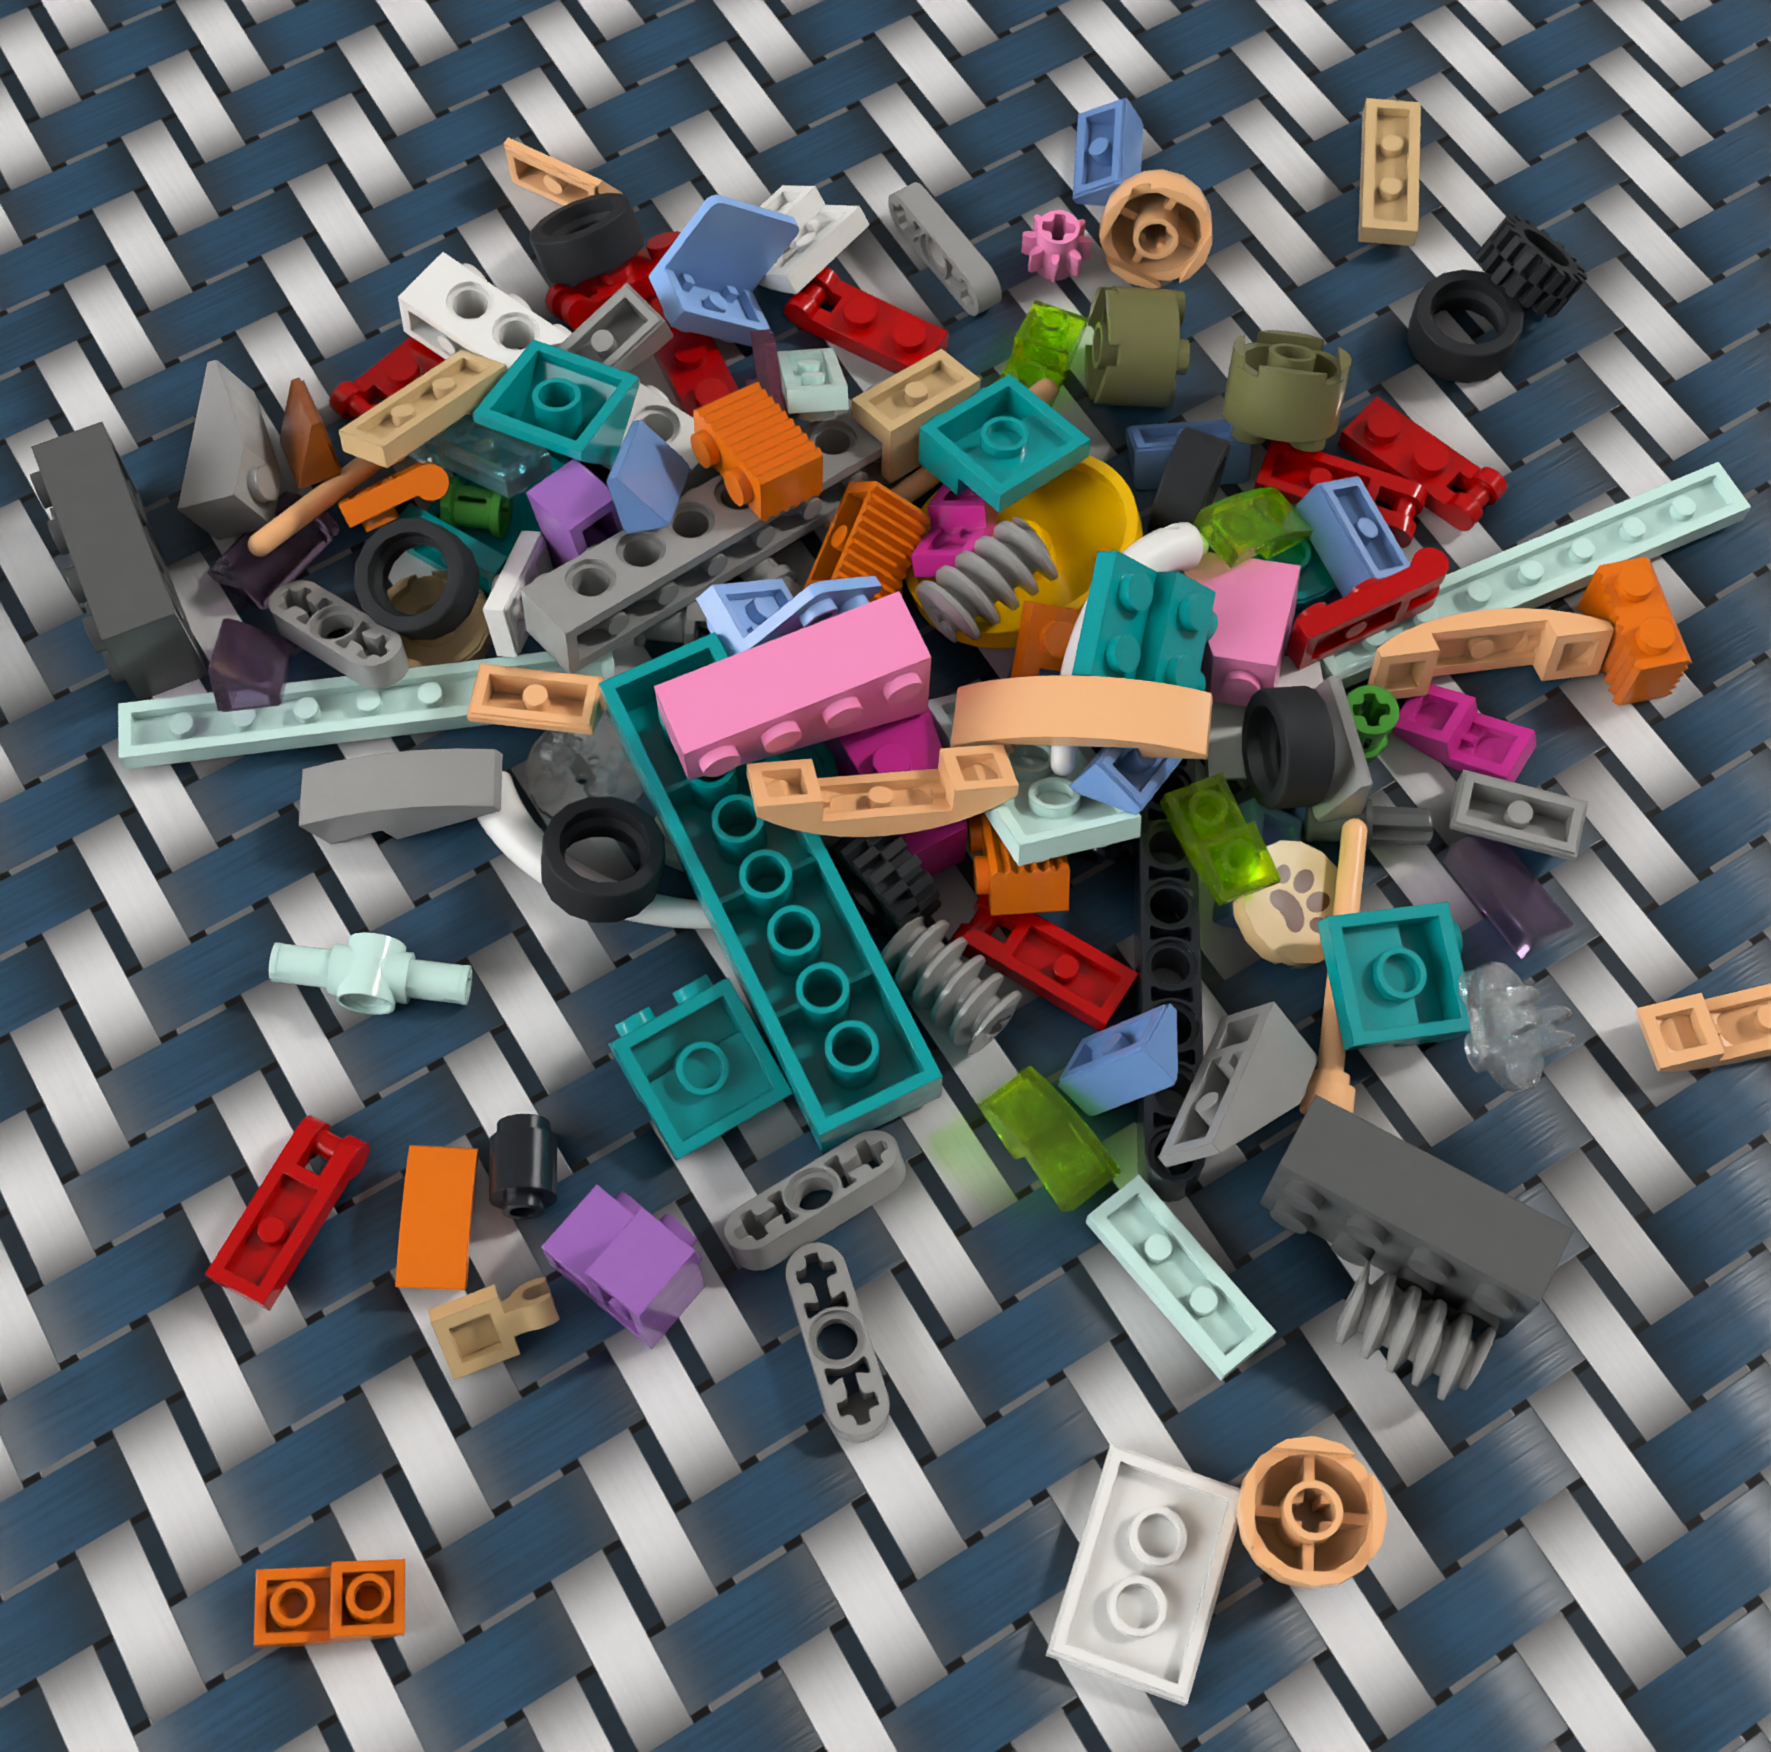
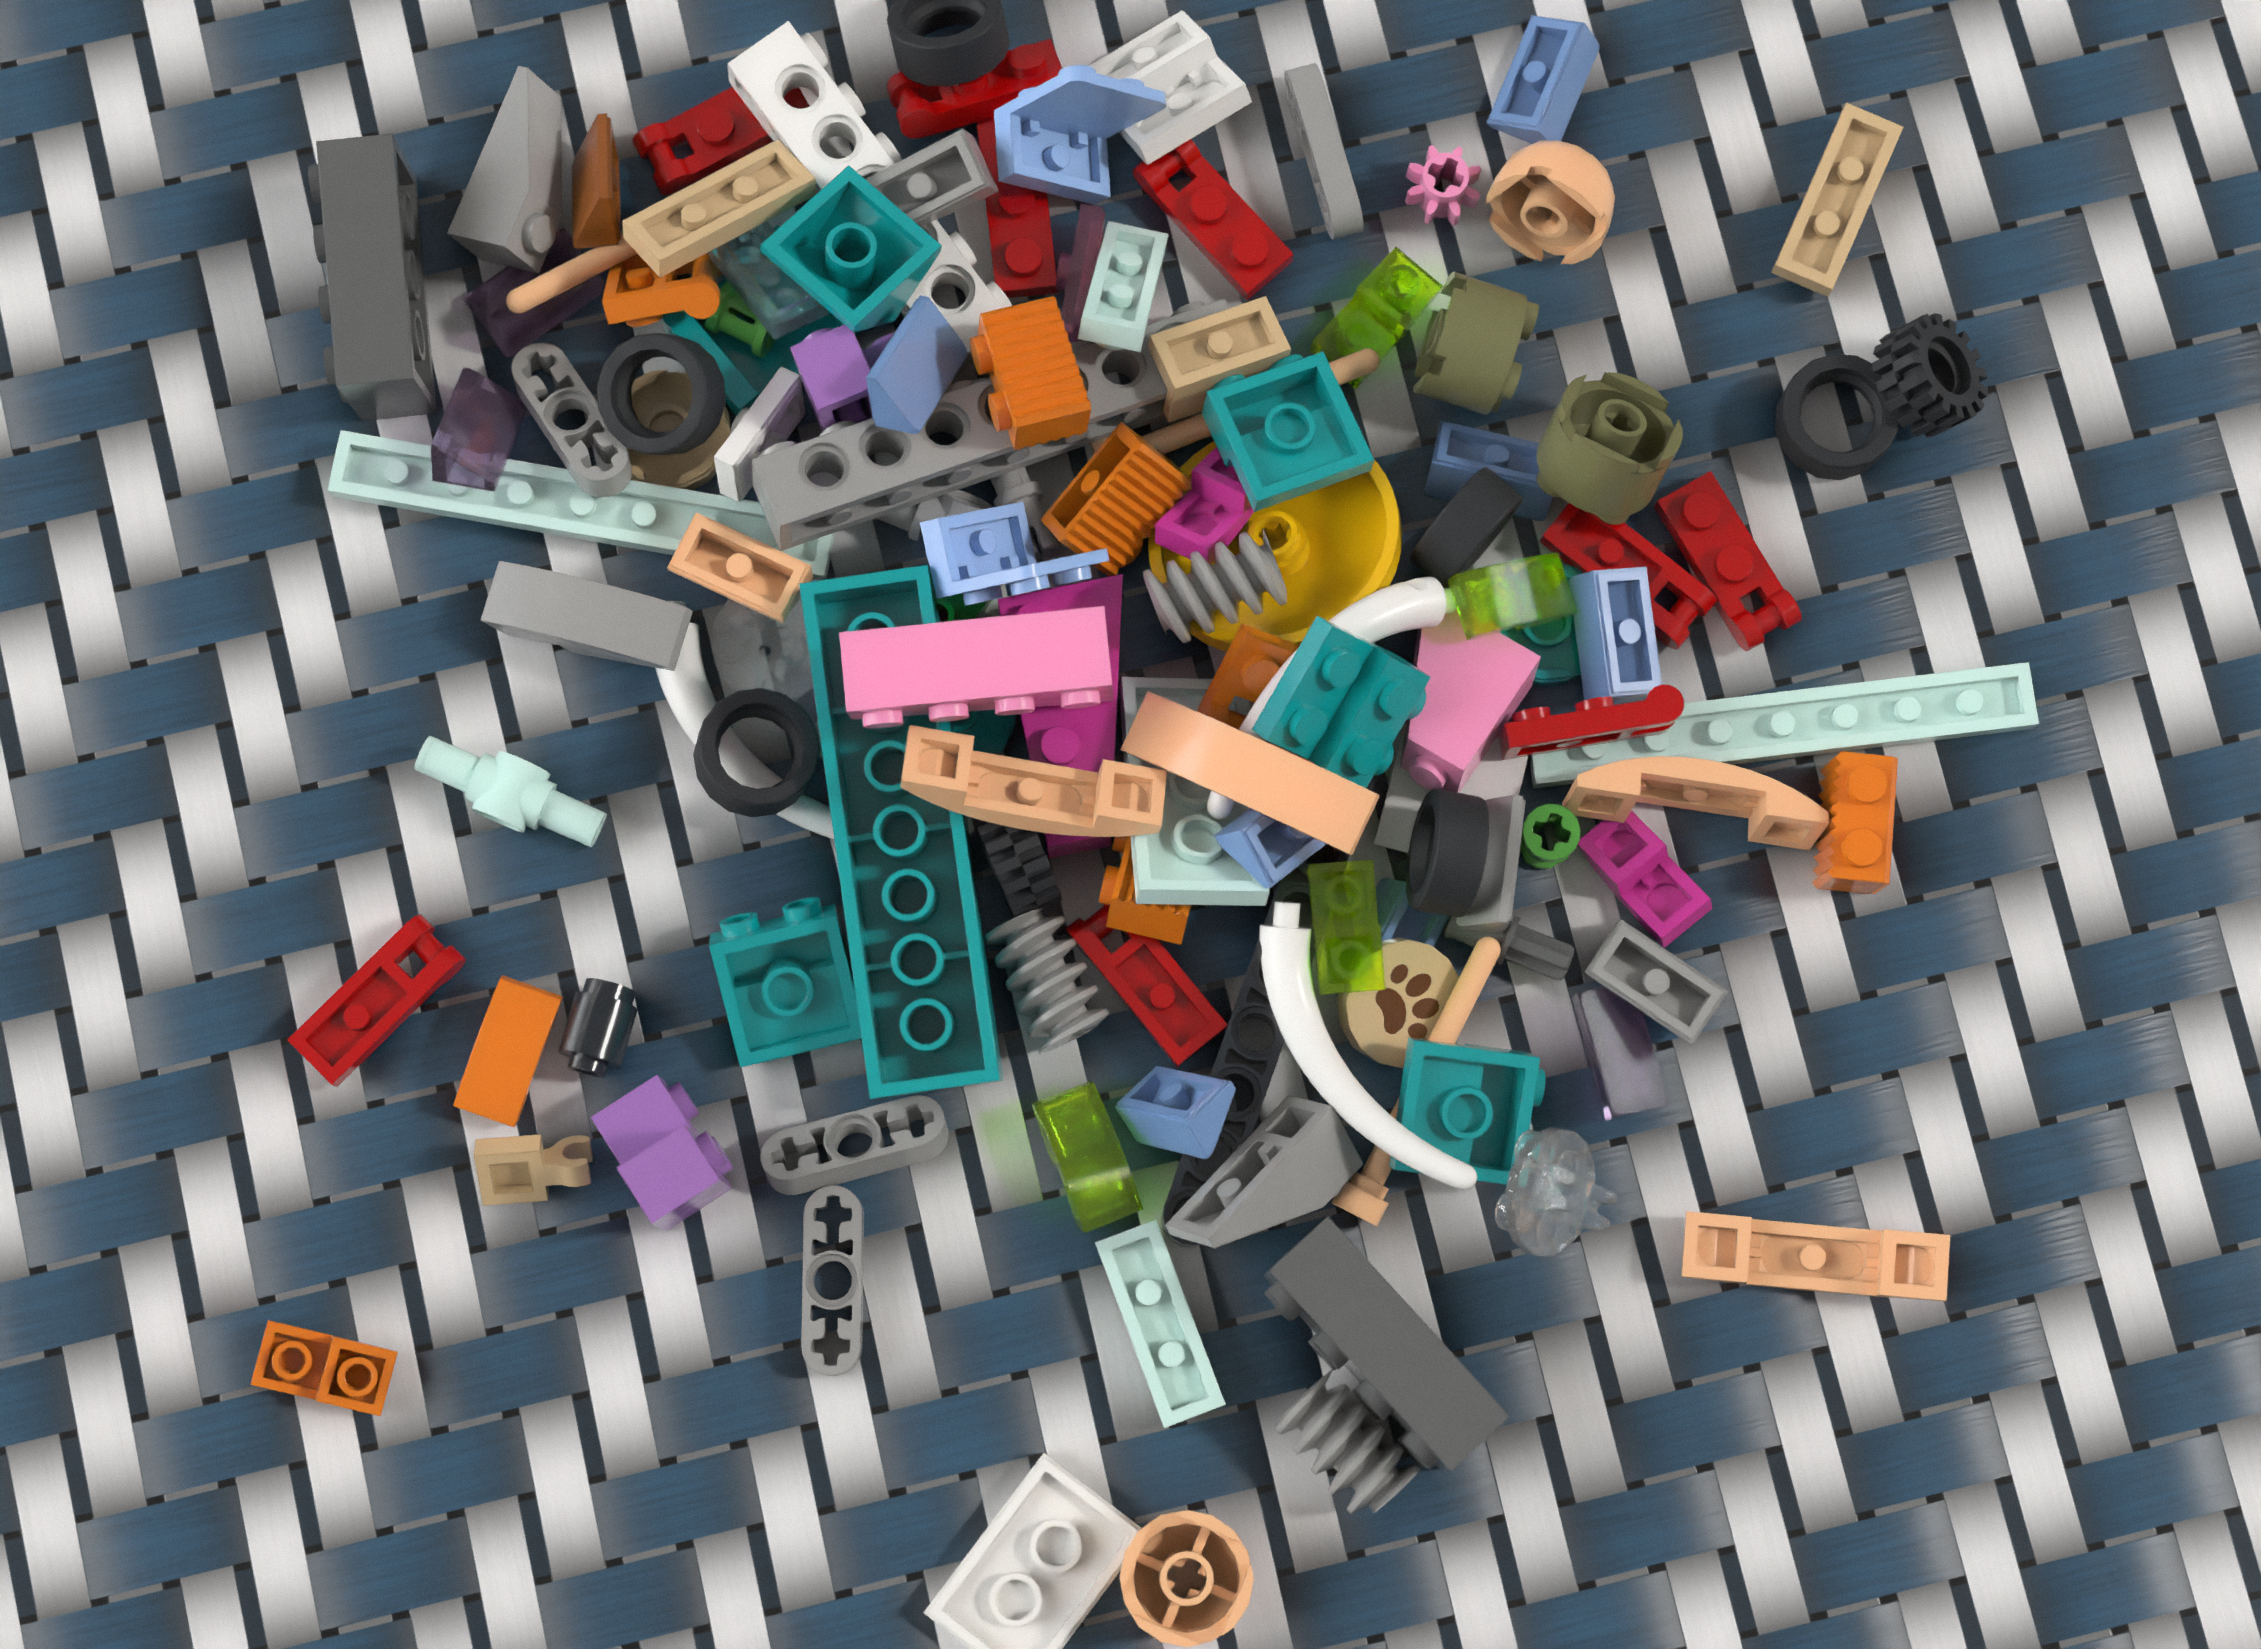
camera: 15 degrees right, 15 degrees up
(1211, 937) = (1296, 1011): none -> white animal

